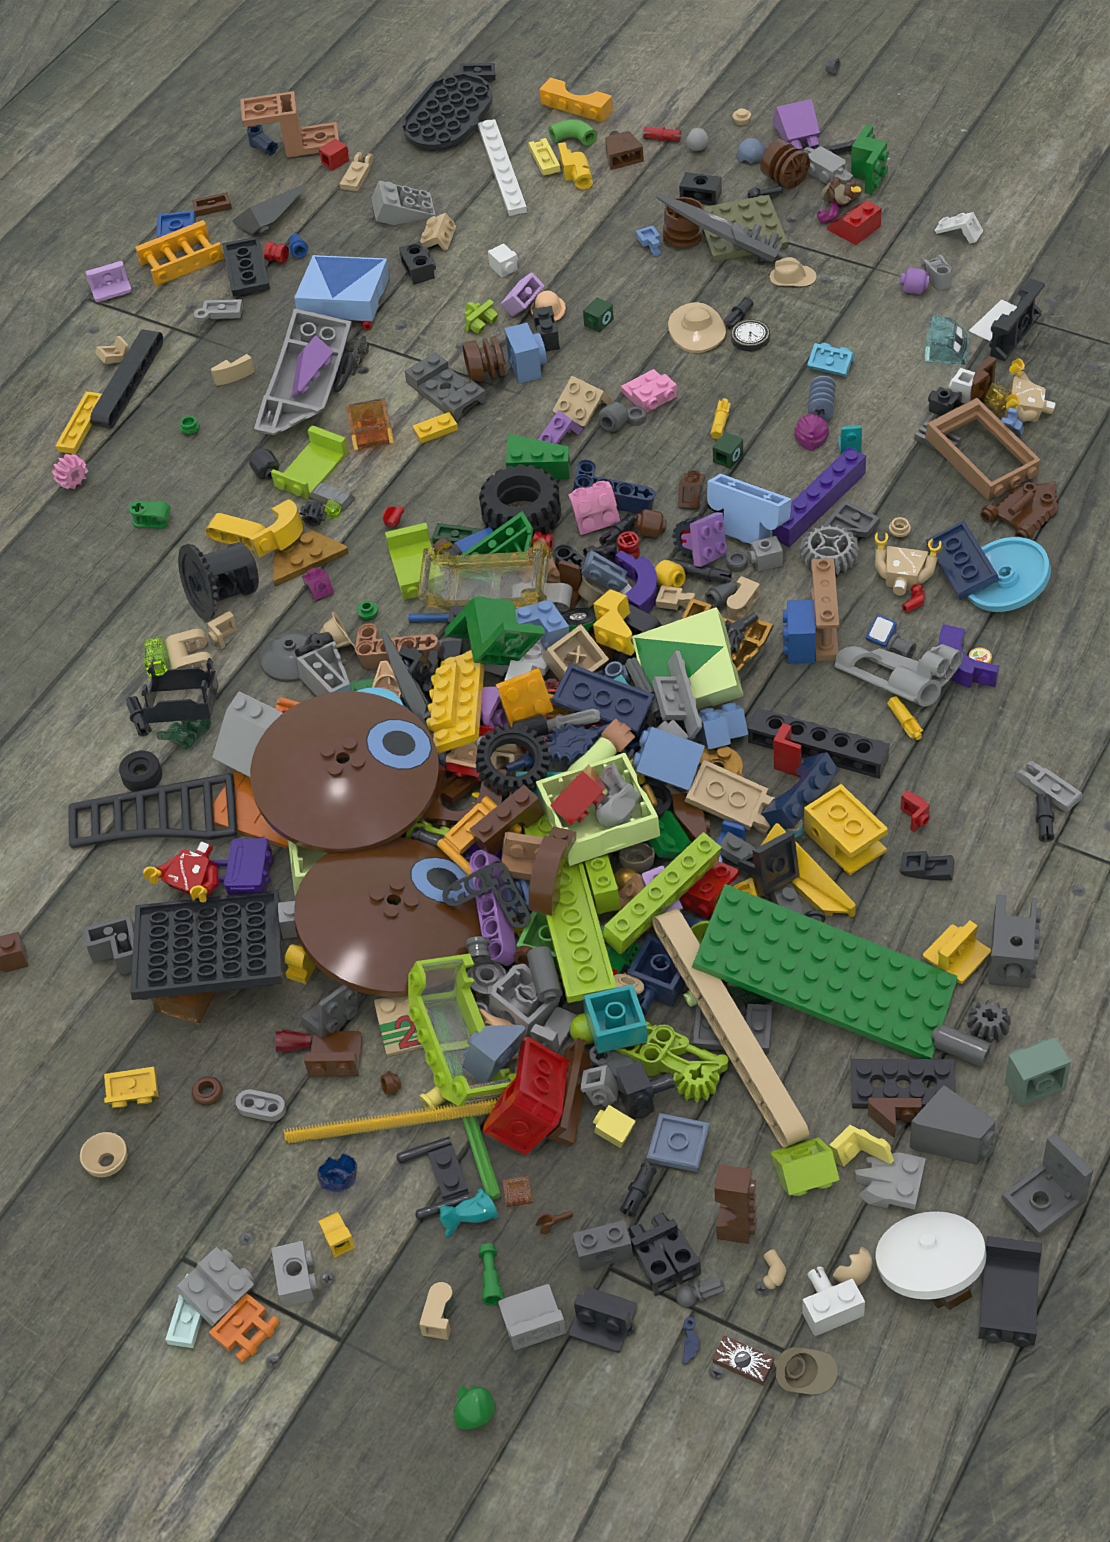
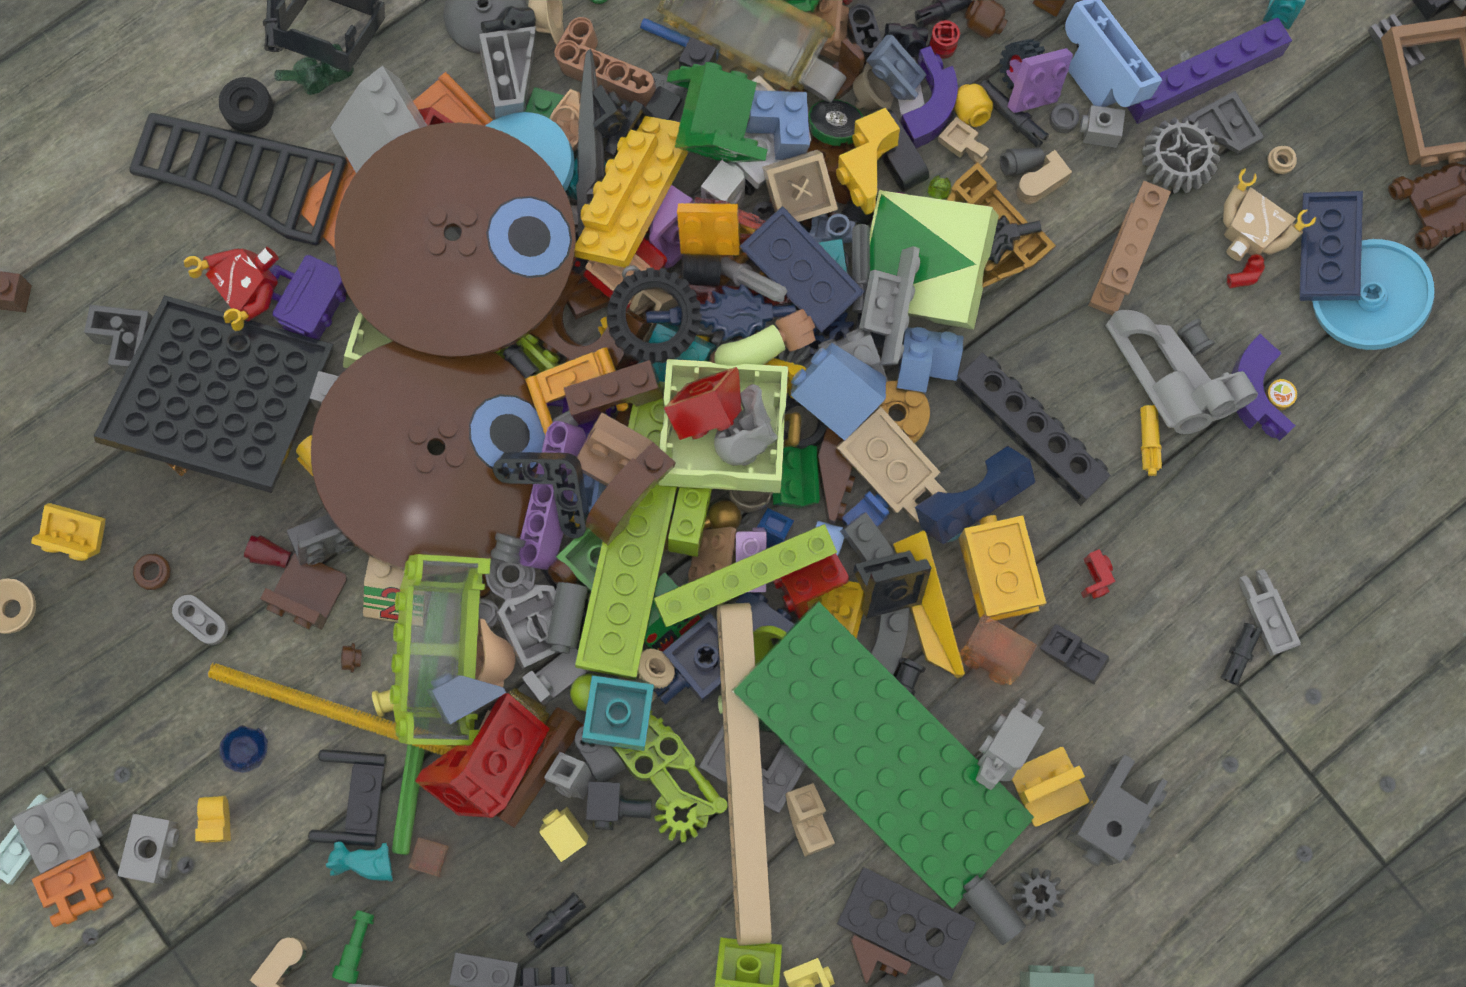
camera: 15 degrees right, 25 degrees up
(548, 1220) = (447, 912): reddish brown hand -> none
(678, 1142) = (626, 882): sand blue plate -> none
(786, 753) = (981, 433): red panel -> none
(790, 1043) = (807, 819): none -> tan slope
(799, 631) = (1084, 265): blue brick -> none
(870, 877) = (996, 650): none -> clear orange brick
(881, 630) = (1184, 302): slope -> none
(912, 933) = (1009, 746): none -> light grey hinge

